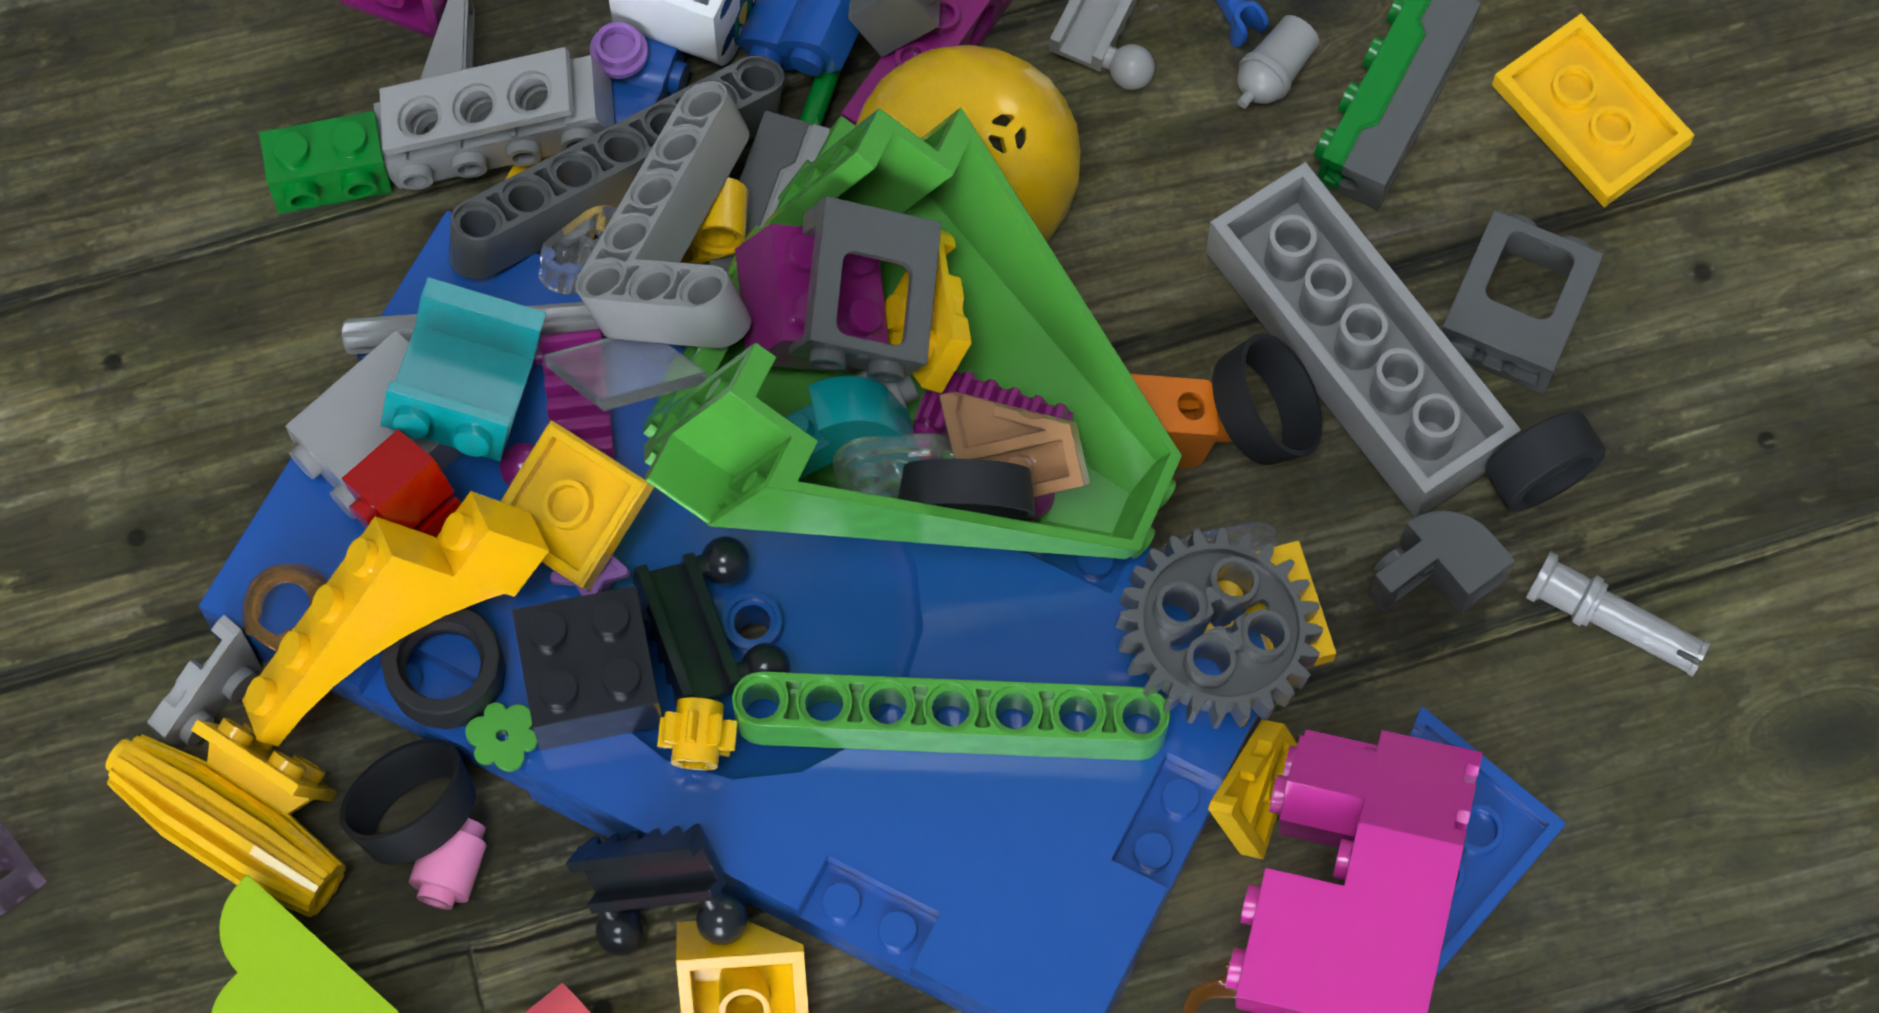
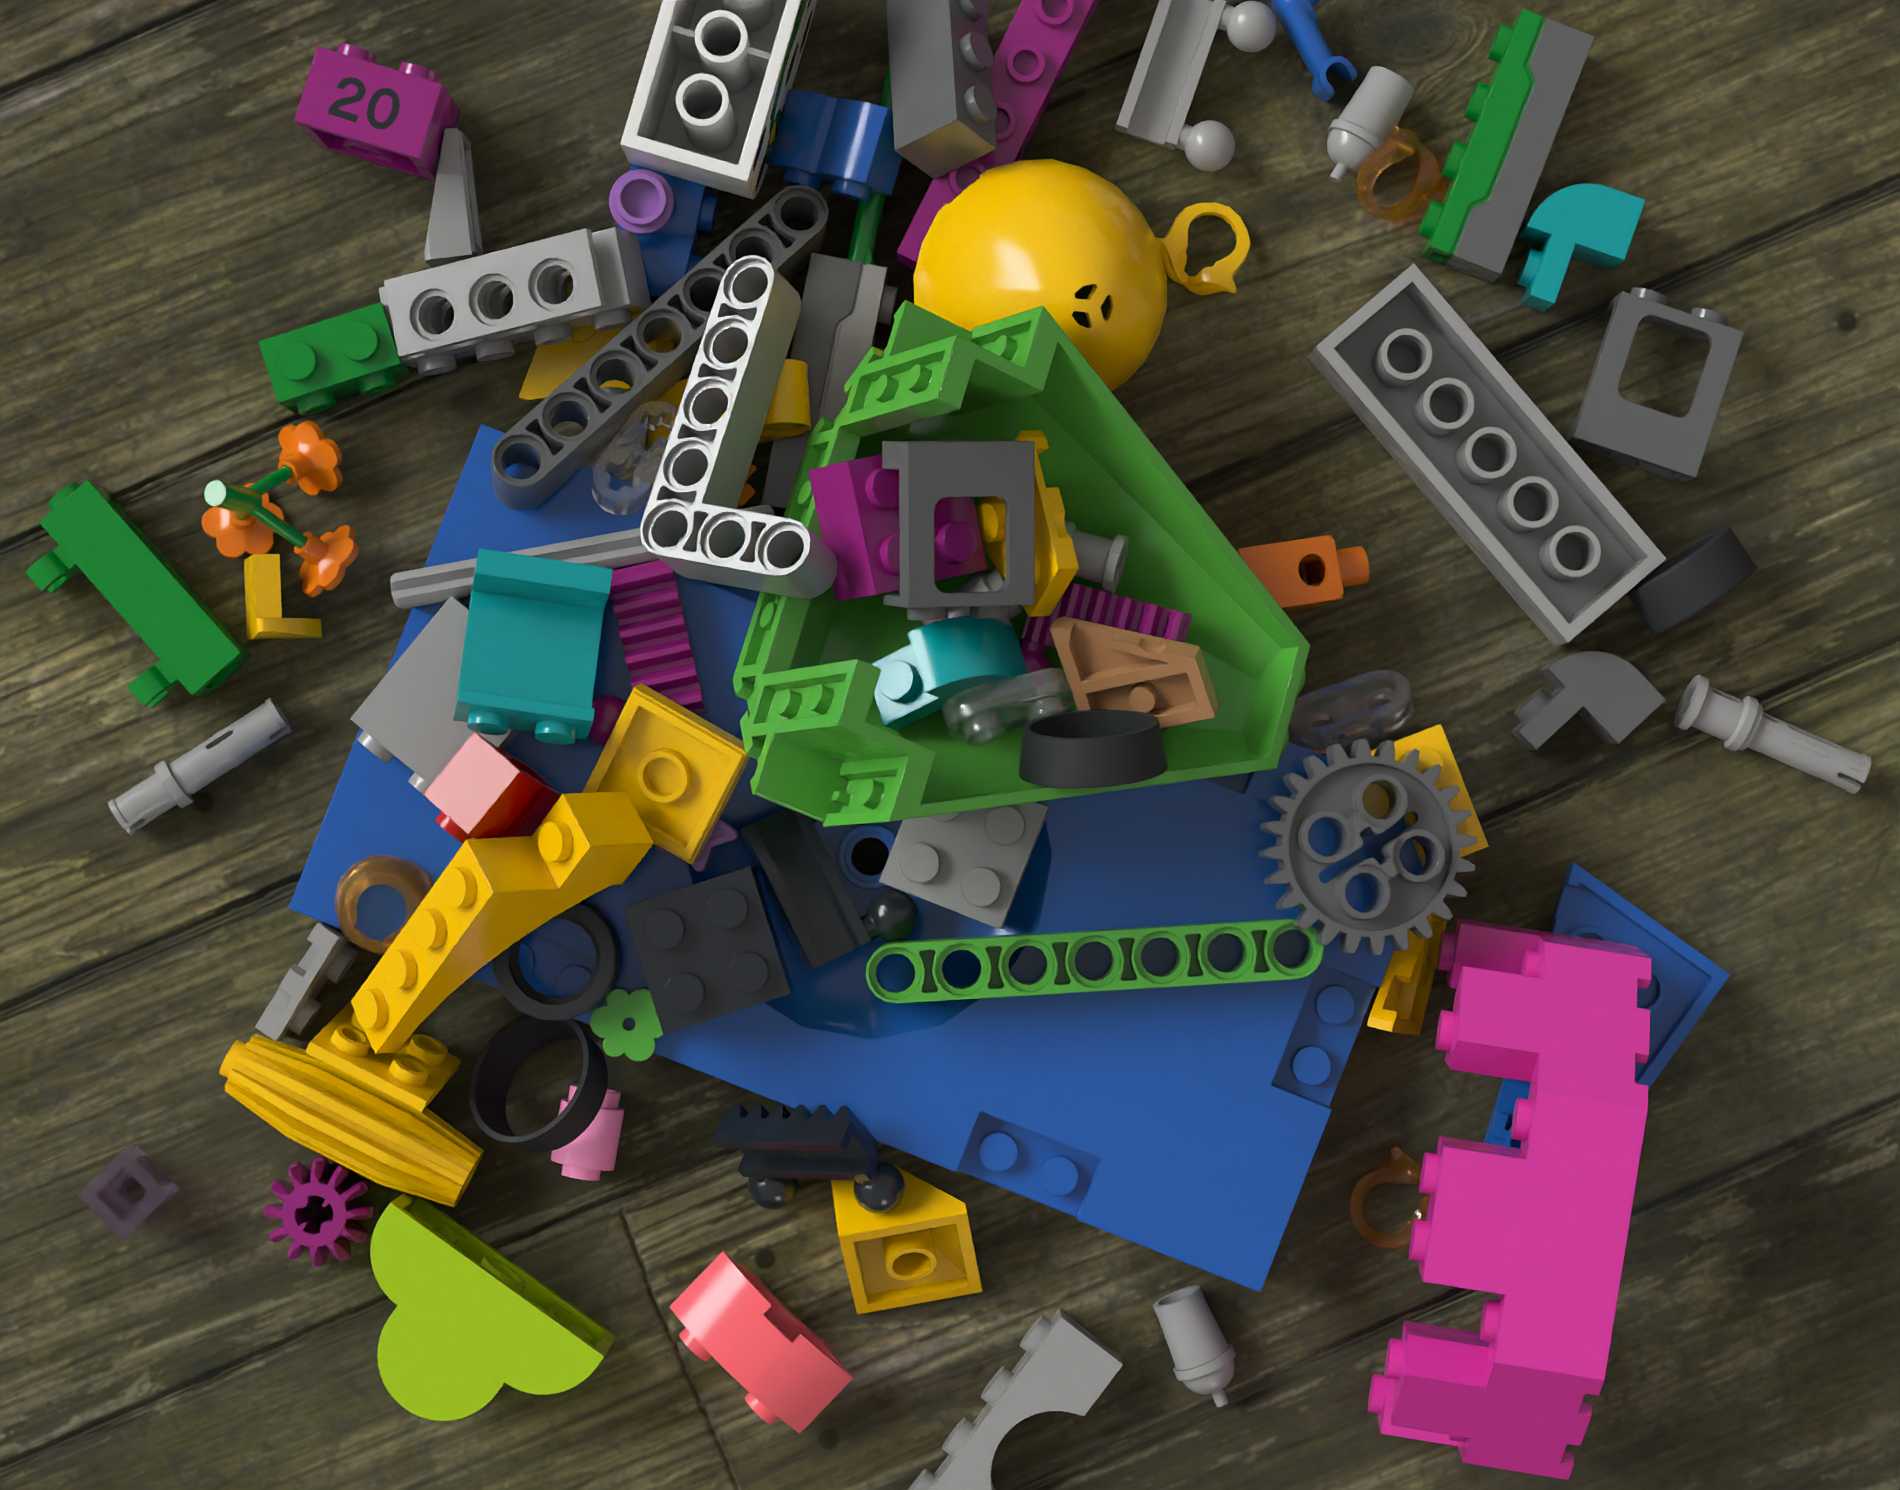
camera: 10 degrees left, 20 degrees up
(118, 340) = (143, 588): none -> green brick
(138, 498) = (180, 779): none -> light grey pin
(165, 894) = (335, 1231): none -> magenta gear
(223, 376) = (265, 606): none -> yellow tile
(225, 290) = (246, 520): none -> orange plant
(624, 371) = (707, 636): clear piece -> none
(697, 734) = (832, 1007): yellow gear -> none
(841, 608) = (967, 858): none -> light grey plate
(992, 358) = (1099, 557): none -> light grey bush
(1124, 176) = (1209, 279): none -> yellow piece
(1292, 392) = (1421, 535): black tyre -> none
(1298, 79) = (1400, 144): none -> clear orange piece
(1455, 159) = (1576, 222): none -> teal brick
(1592, 110) = (1721, 144): yellow plate -> none

